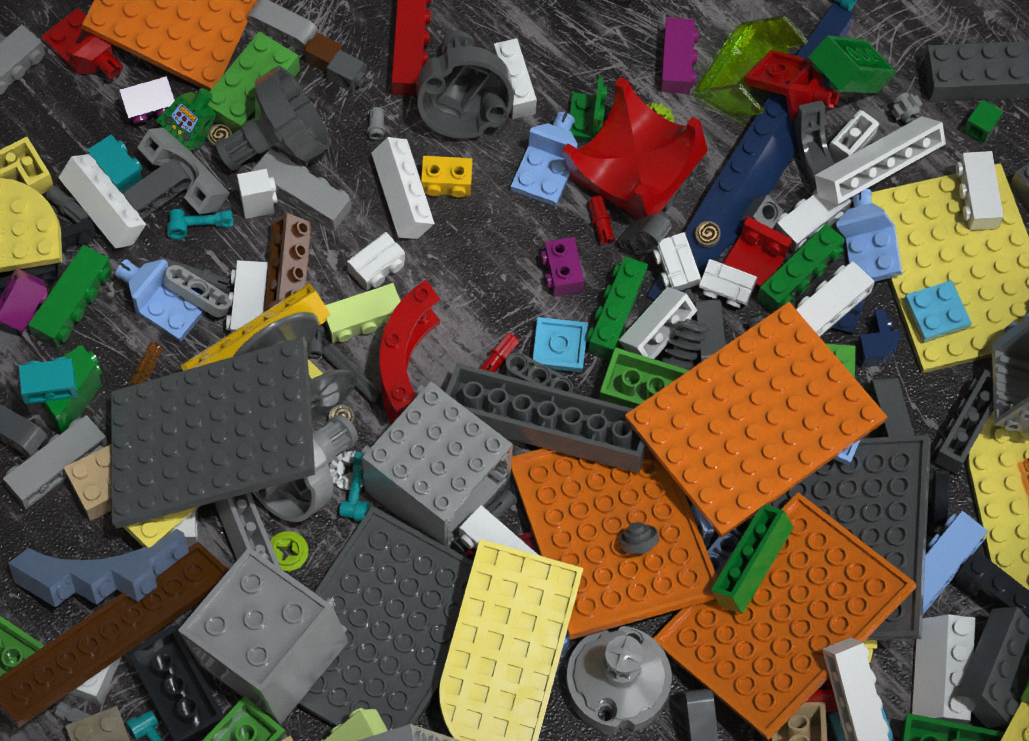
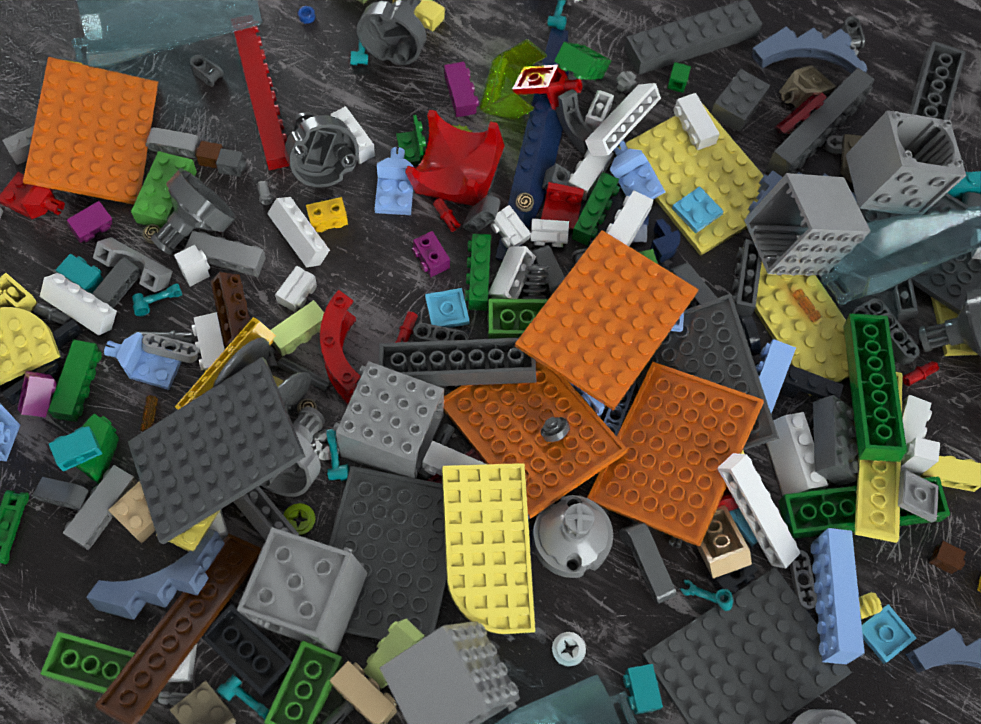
camera: 20 degrees left, 0 degrees up
(189, 118) = (126, 226): green torso -> none
(752, 558) = (640, 418): green brick -> none

